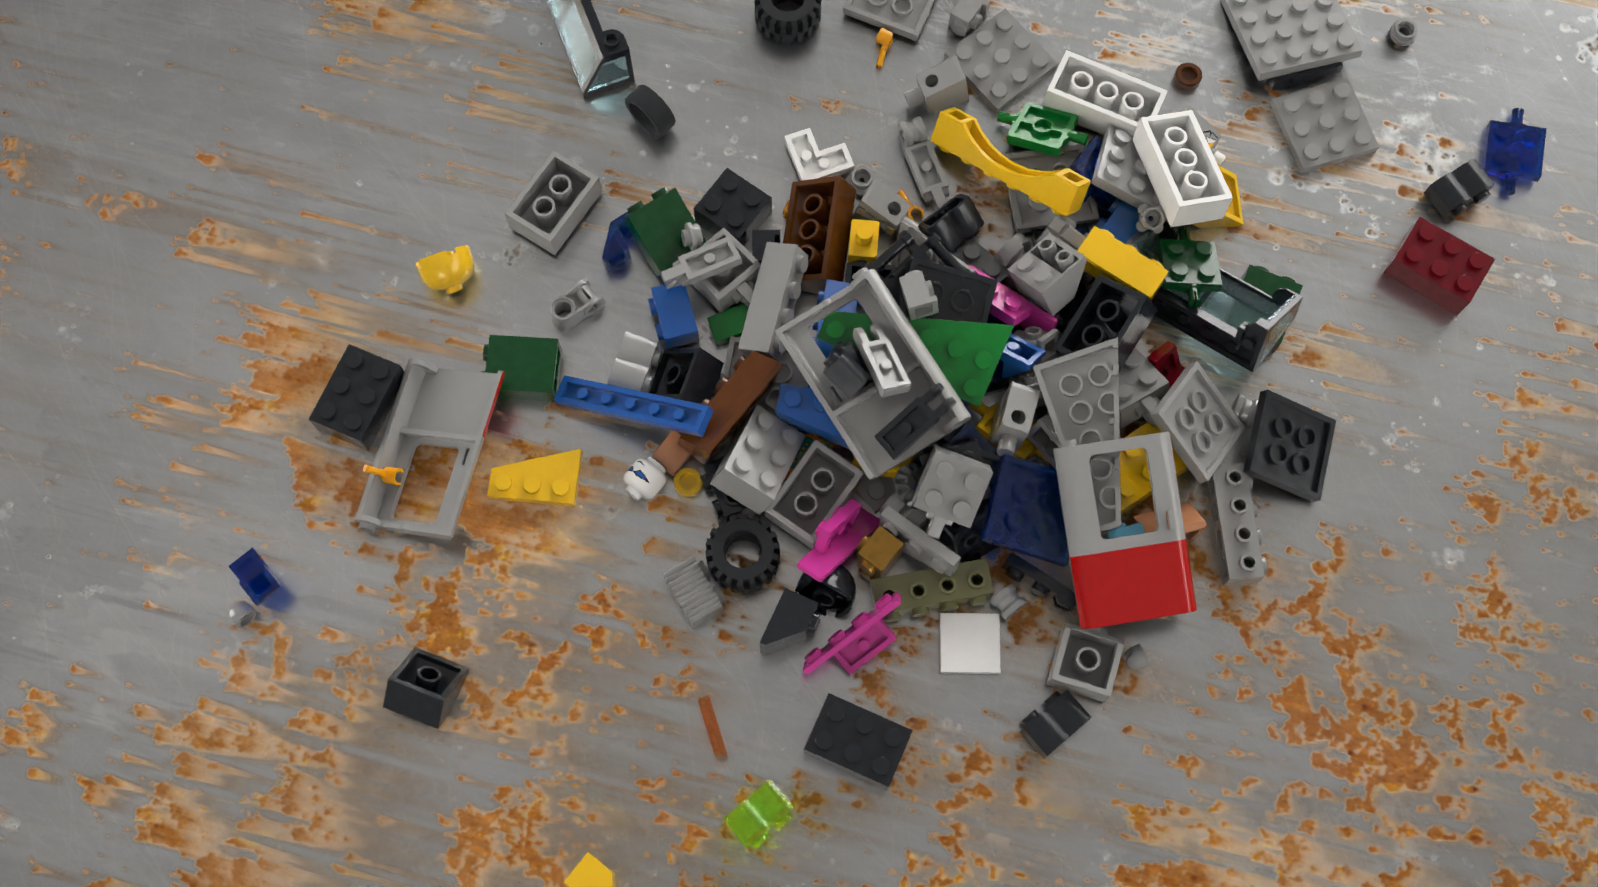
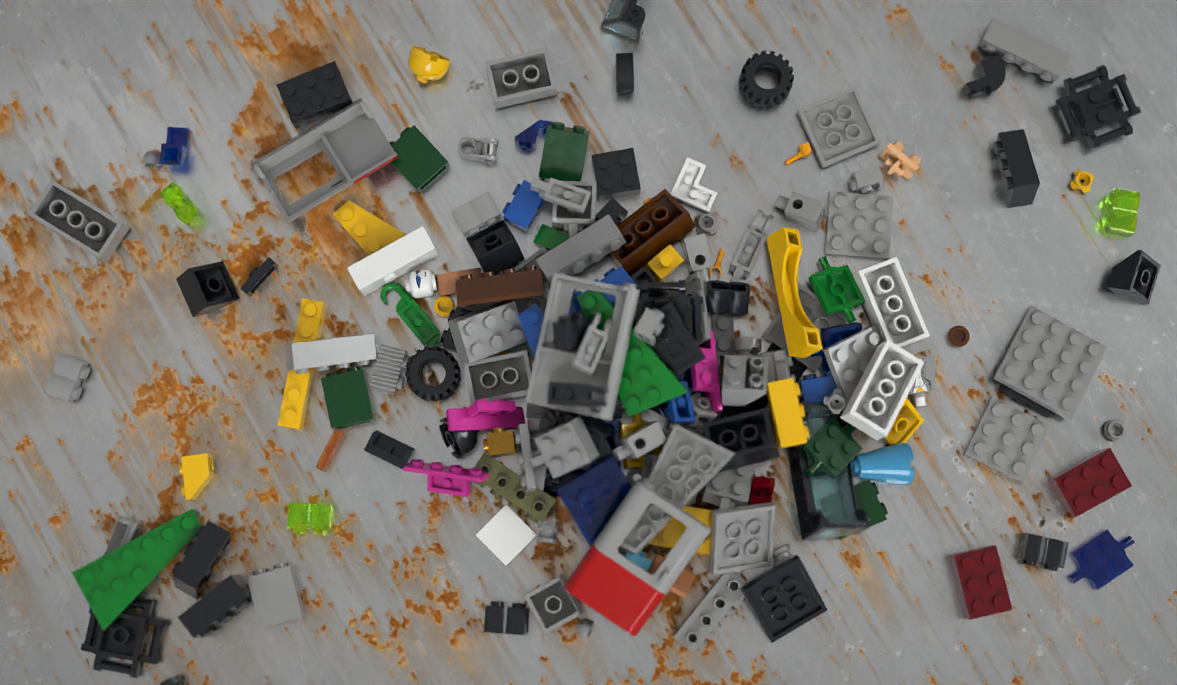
camera: 45 degrees right, 10 degrees up
(218, 744) = (79, 221): none -> light grey brick
(314, 628) = (182, 205): none -> clear neon green brick
(387, 474) = (290, 153): light orange hand -> none
(469, 625) = (258, 276): none -> black plate
(596, 480) = (393, 261): none -> white brick
(601, 669) = (299, 386): none -> yellow brick
(619, 624) = (330, 352): none -> brick
(634, 406) = (449, 239): blue plate -> none
(666, 518) = (413, 315): none -> green plate
(680, 659) = (348, 398): none -> dark green brick
(692, 236) = (572, 171): light grey plate -> none
(772, 671) = (389, 449): none -> black hinge
(790, 623) = (420, 434): black slope -> none
(857, 741) = (395, 529): black brick -> none
(1041, 583) = (574, 540): black hinge -> none
(1252, 235) = (886, 464): none -> dark azure cone
(1433, 93) = (1089, 482): none -> dark red brick

